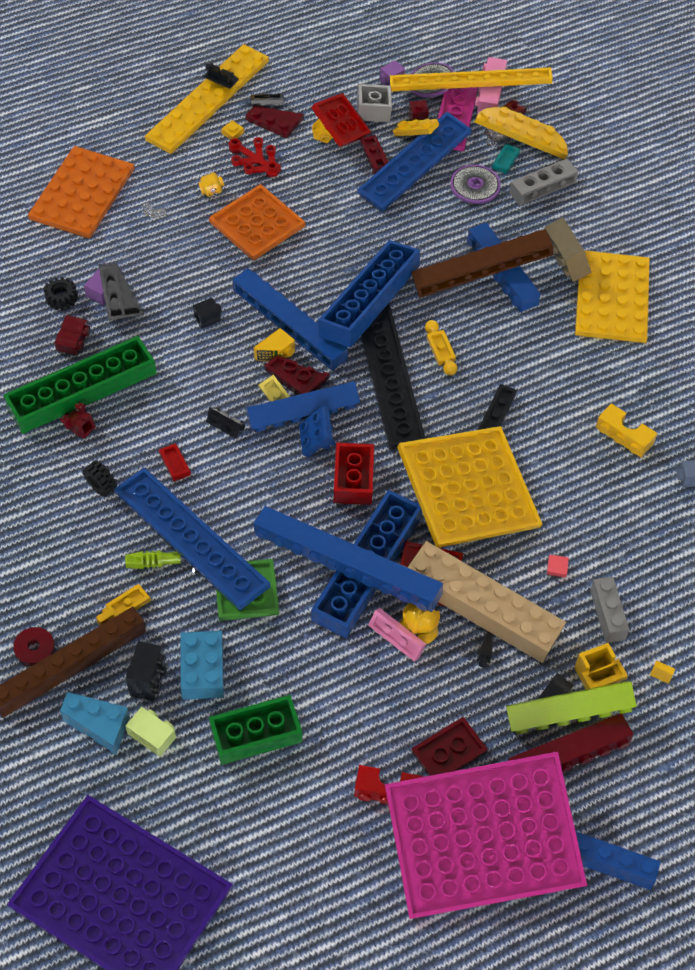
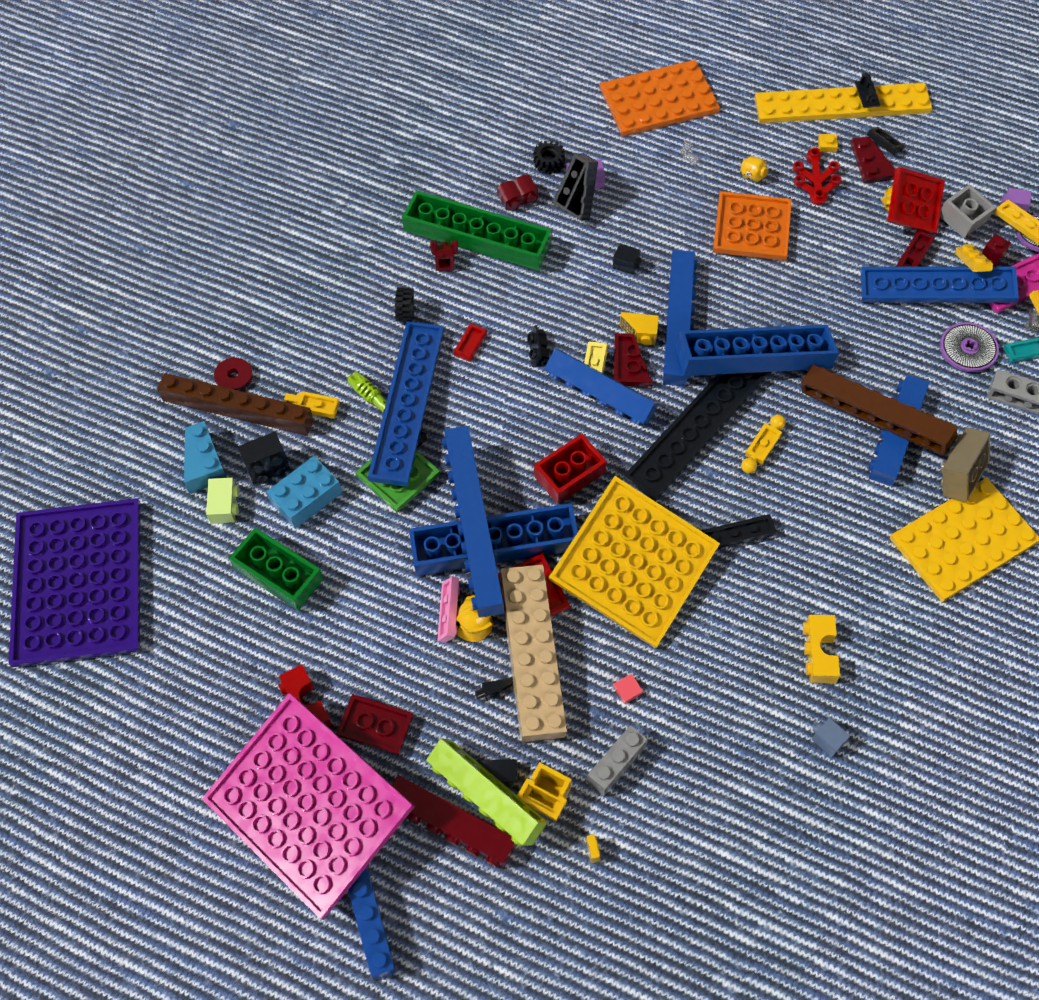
camera: 55 degrees right, 5 degrees up
(316, 432) = (584, 411): blue plate -> none

